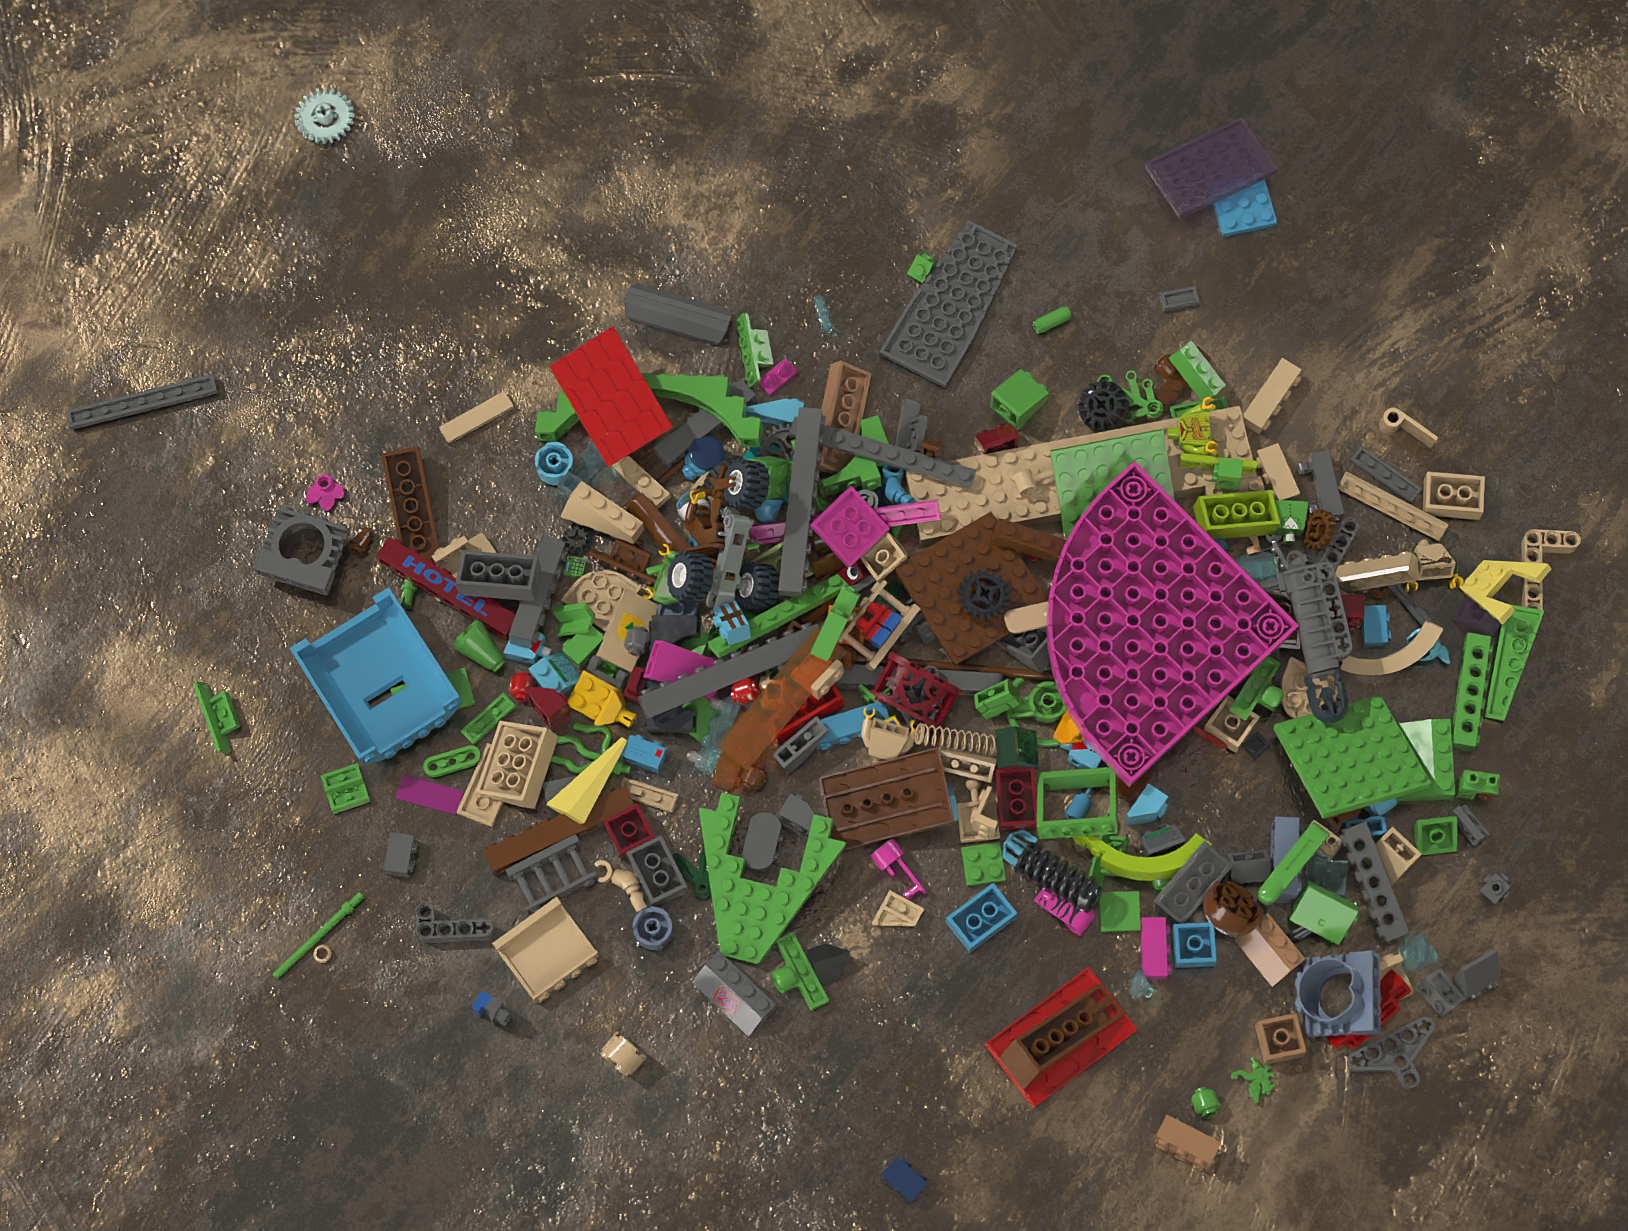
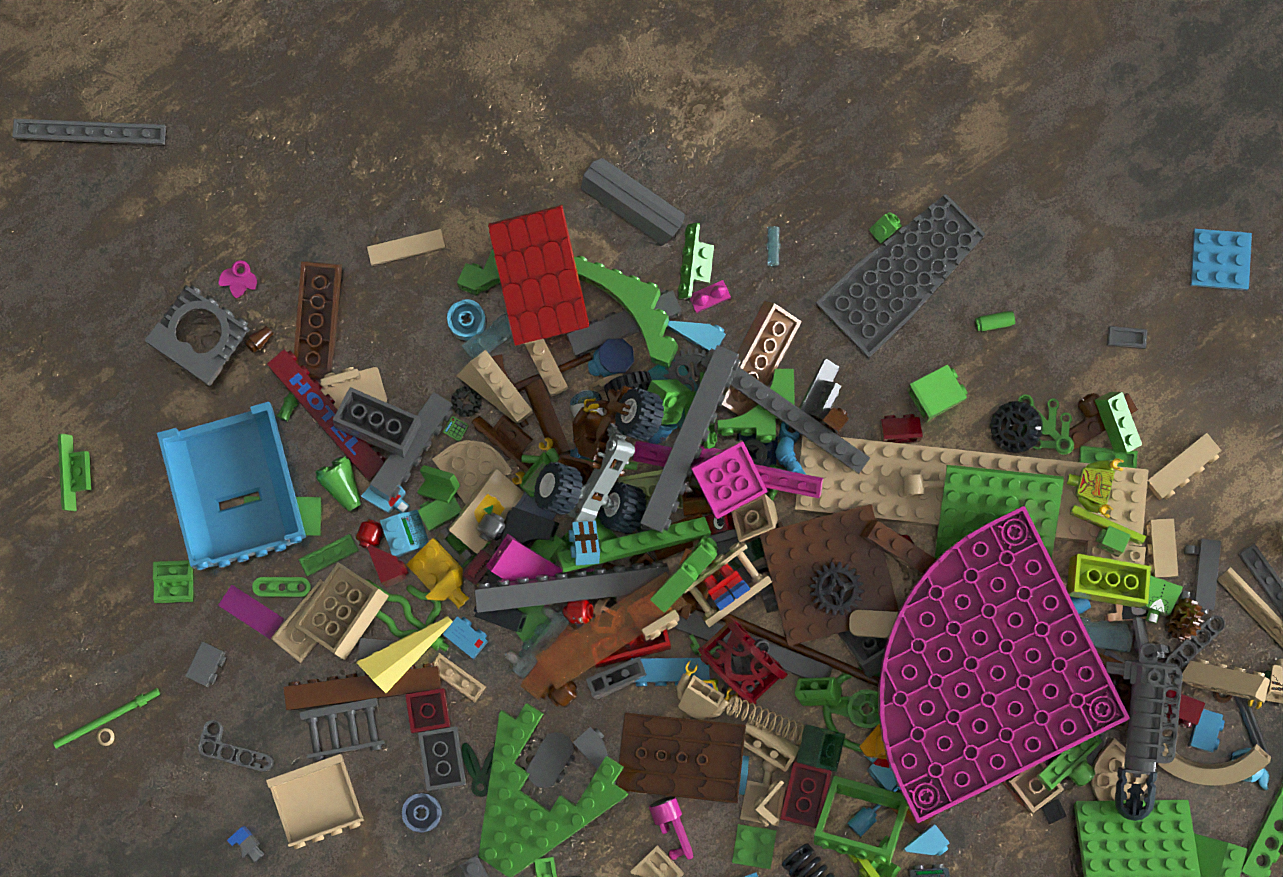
camera: 15 degrees right, 10 degrees up
(627, 881) = (410, 756): tan piece -> none
(1016, 845) = (792, 840): medium azure piece -> none
(1210, 167) = (1202, 213): clear purple plate -> none

